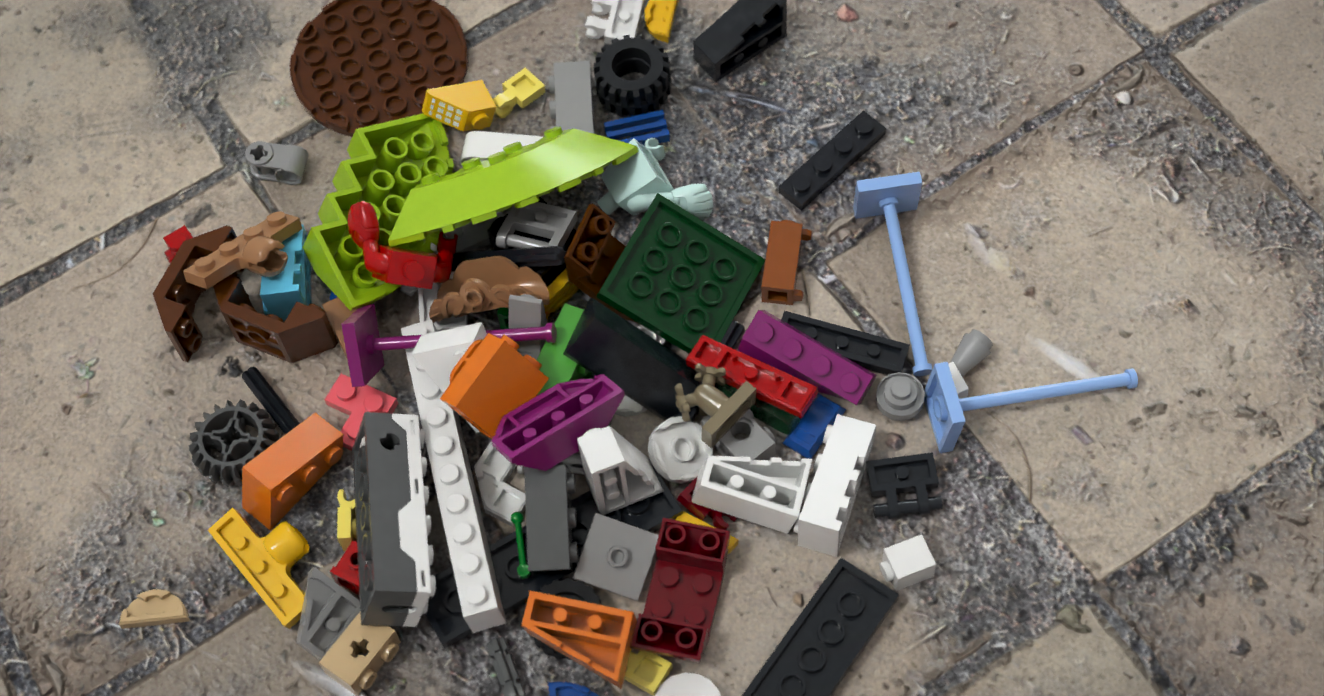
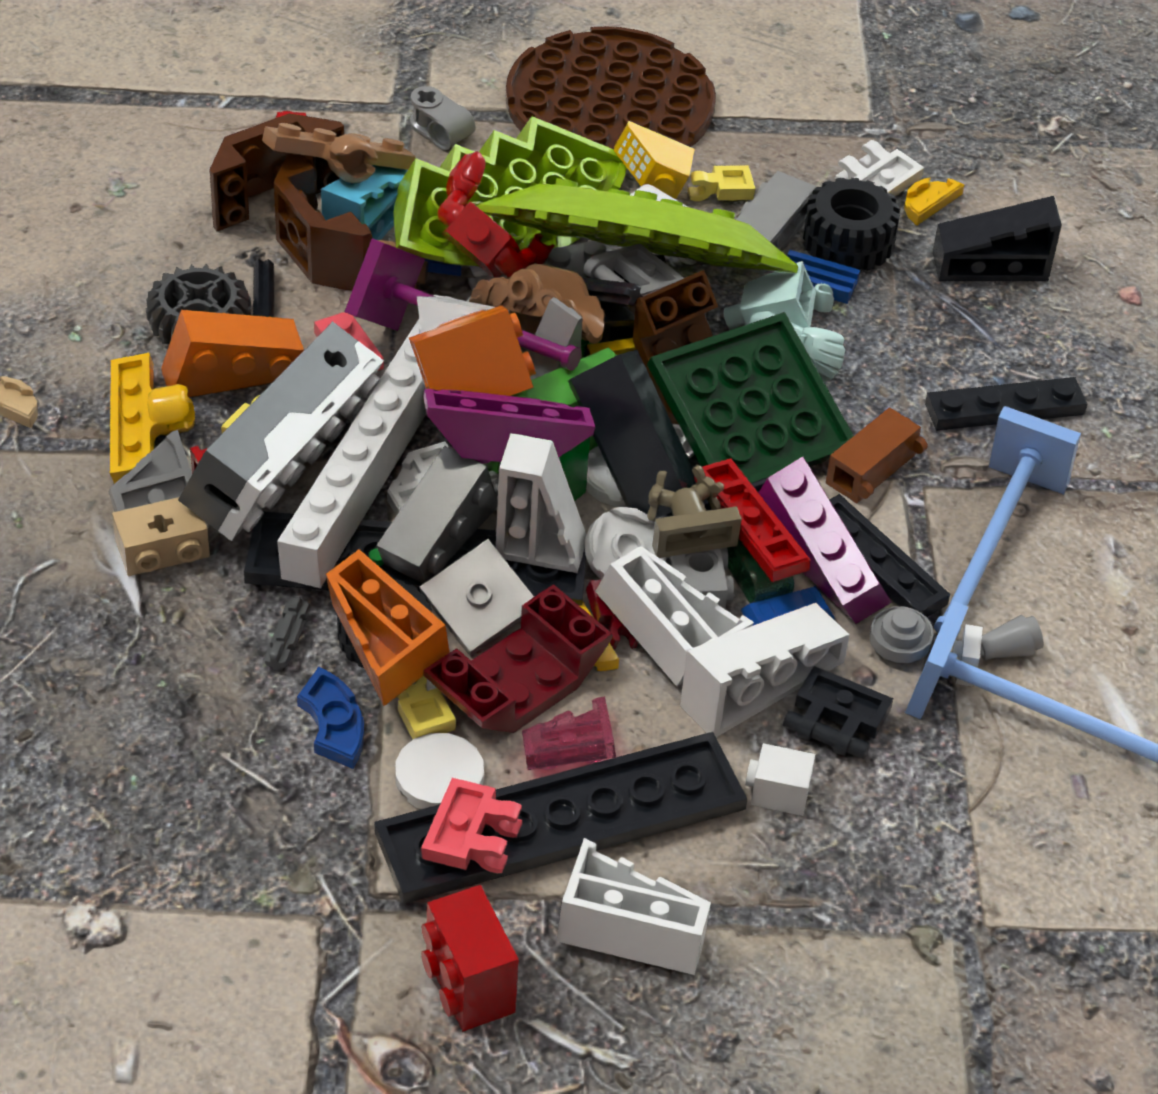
camera: 25 degrees right, 15 degrees down
(754, 623) = (570, 739): none -> clear pink wing

